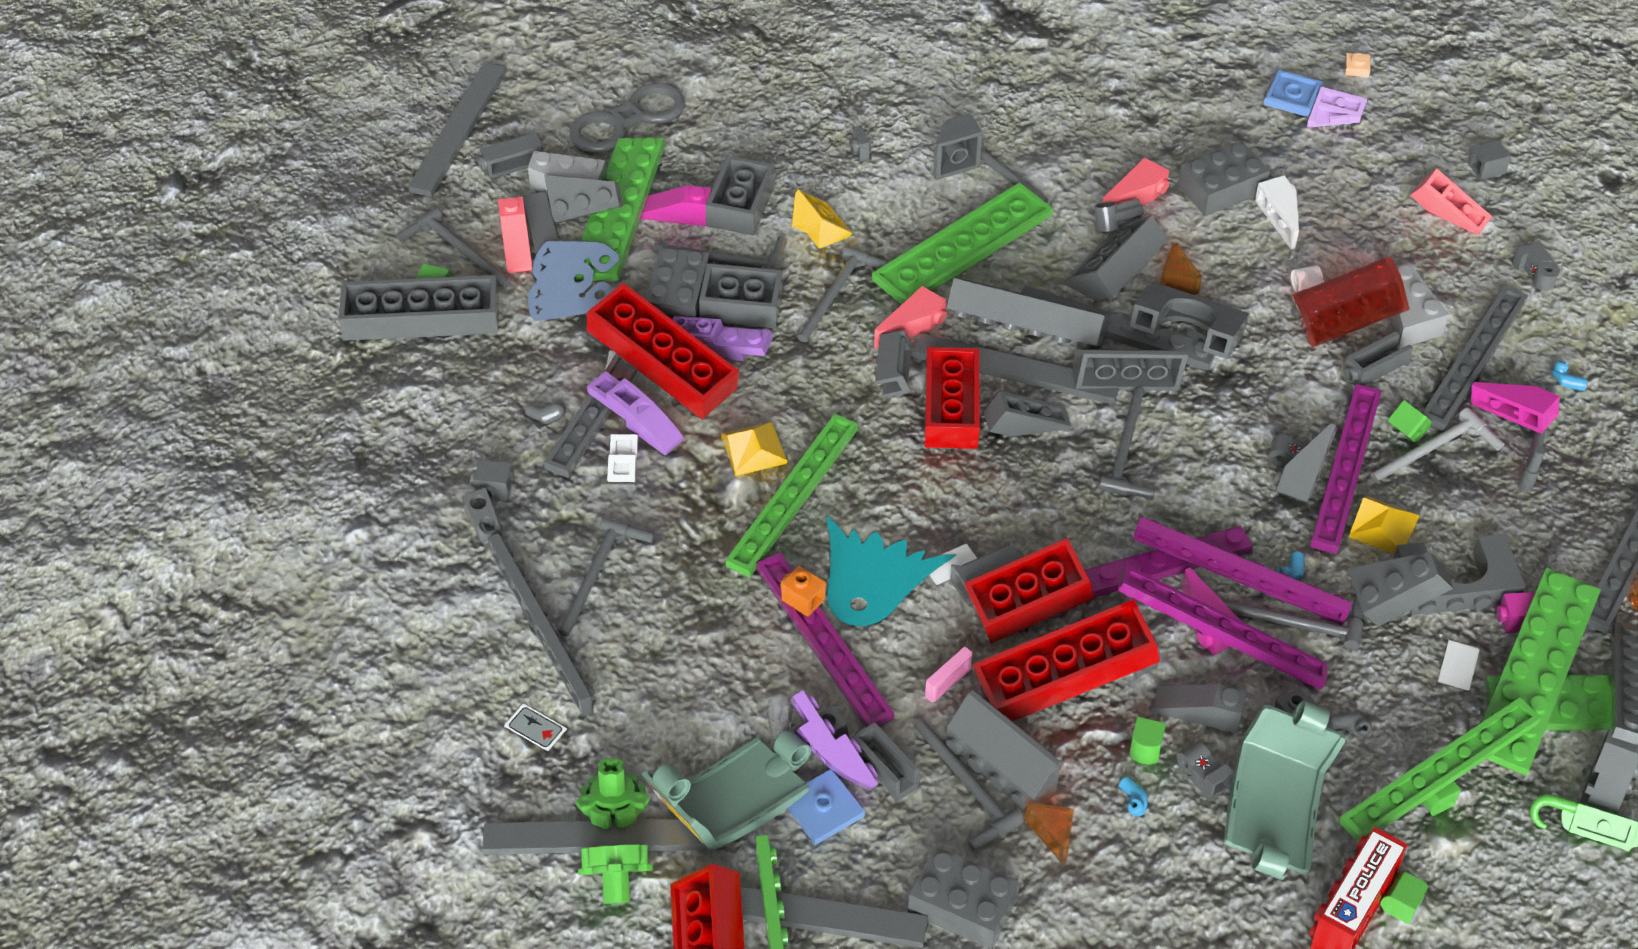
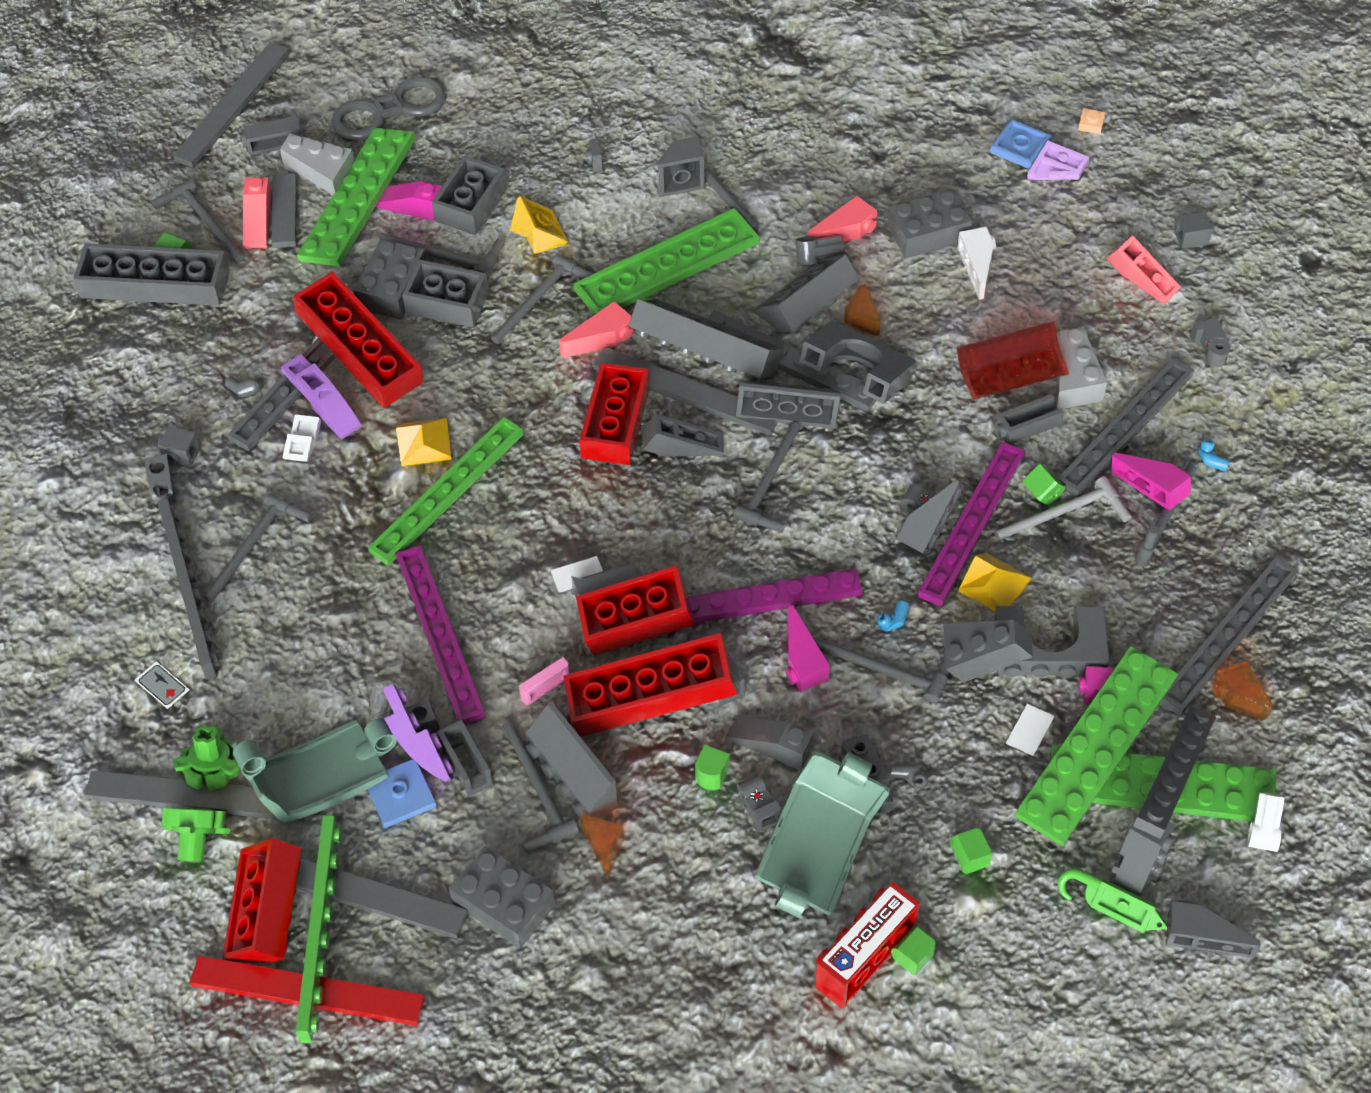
camera: 10 degrees right, 5 degrees up
(556, 281) = (282, 262): sand blue piece -> none
(580, 197) = (321, 183): wing -> none
(727, 341) = (419, 335): medium lavender slope -> none
(803, 590) = (427, 586): orange brick -> none
(873, 574) = (502, 576): teal piece -> none
(894, 363) = (570, 373): dark grey window -> none
(1137, 796) = (690, 821): dark azure arm -> none
(1223, 627) = (803, 668): magenta plate -> none
(1242, 571) = (850, 618): magenta plate -> none
(1306, 277) = (983, 330): white piece -> none
(1440, 769) = (976, 832): bright green plate -> none

